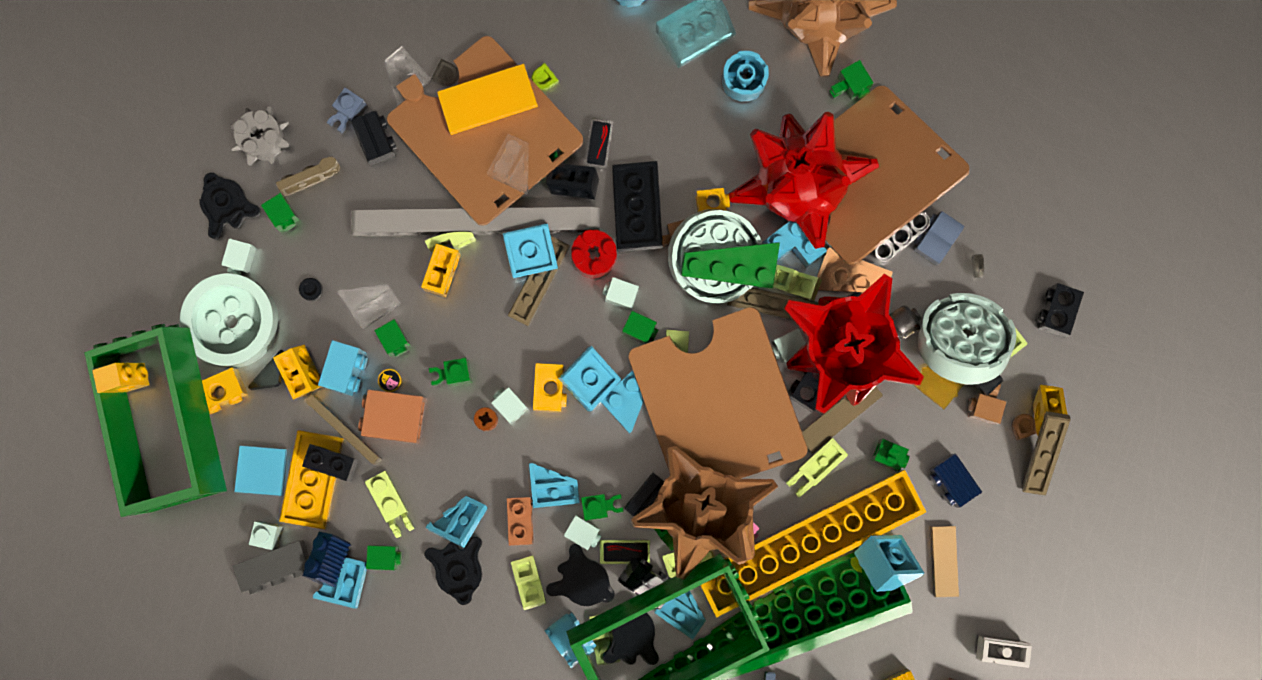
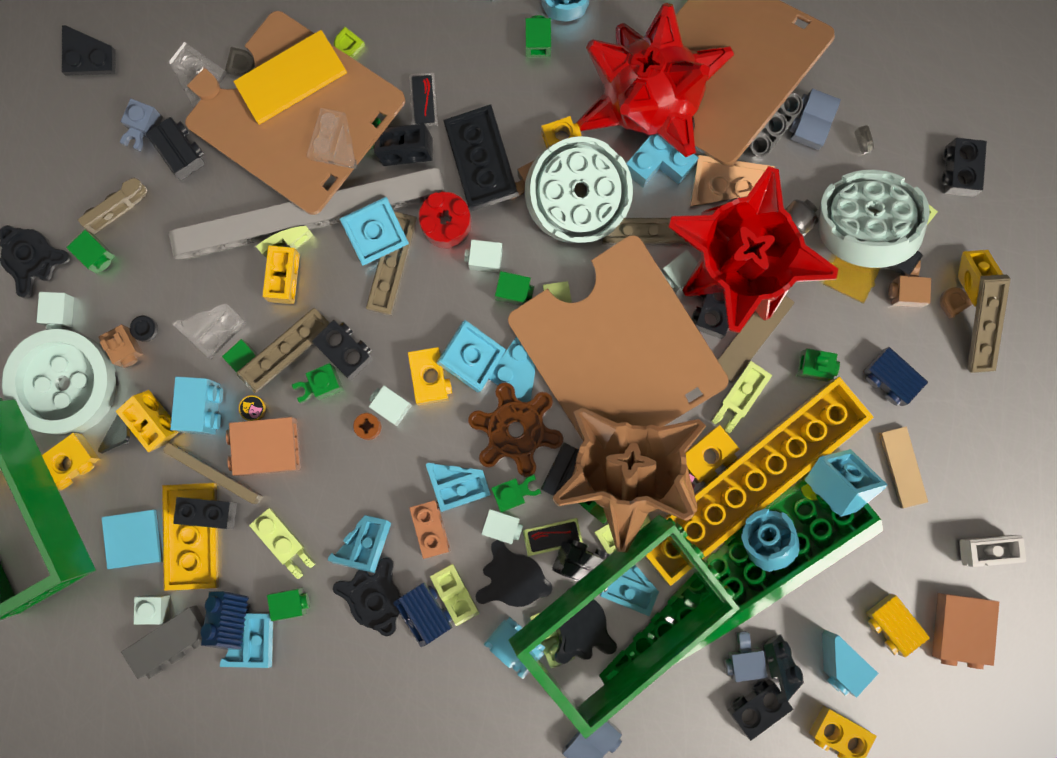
camera: 10 degrees left, 0 degrees up
(272, 134) = (35, 169): light grey brick -> none
(288, 301) = (121, 346): none -> medium nougat brick
(312, 36) = (85, 54): none -> black wing
(429, 337) = (282, 351): none -> dark tan tile
(475, 350) = (339, 353): none -> black brick
(498, 593) = (423, 614): none -> dark blue brick
(599, 459) = (497, 428): none -> reddish brown plate
(712, 109) = (538, 36): none -> green brick
(739, 265) = (602, 194): green wing -> none
(787, 502) = (723, 447): none -> yellow brick
(796, 282) = (670, 202): yellowish green slope -> none
(816, 609) = (775, 553): none -> medium azure brick

